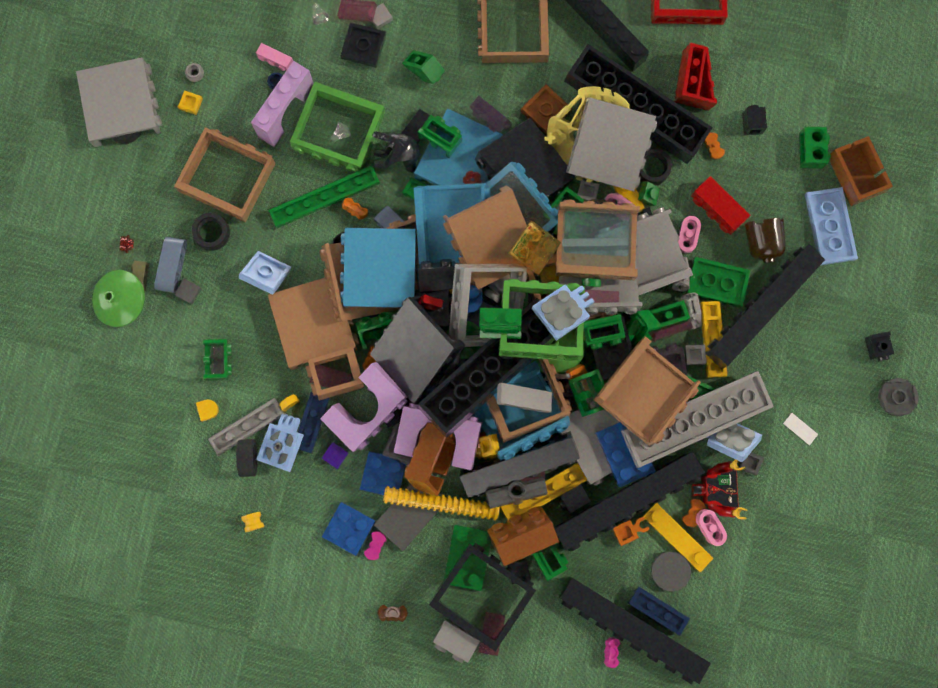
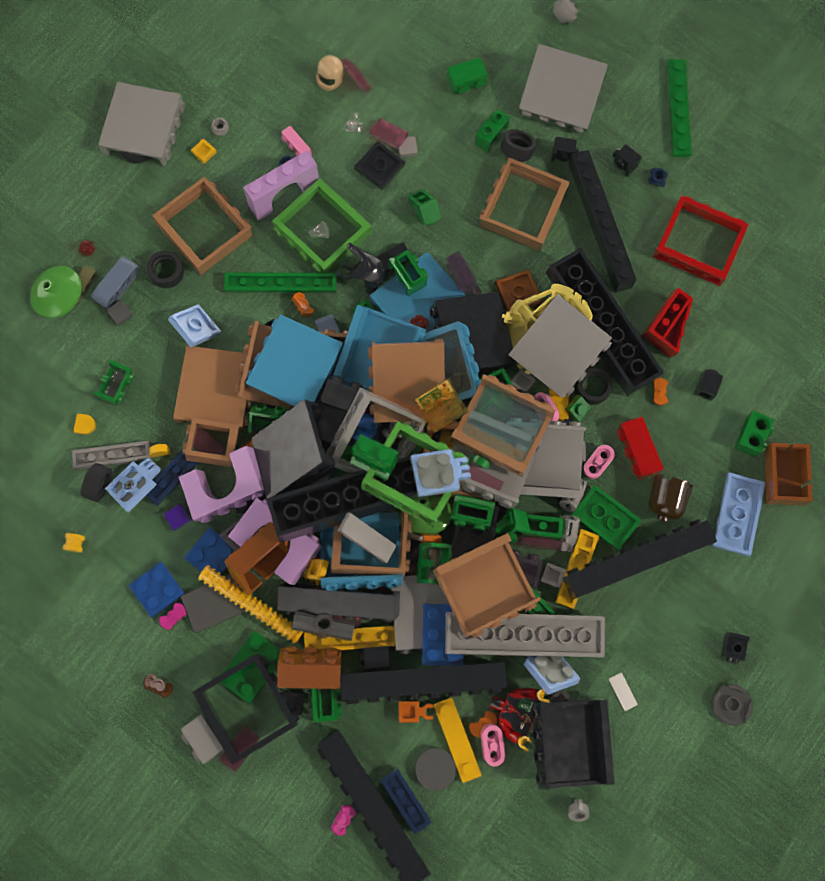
camera: 25 degrees right, 5 degrees down
(430, 303) = (324, 415): red plate -> none
(780, 494) = (572, 744): none -> black panel
(810, 549) = (578, 811): none -> light grey tile

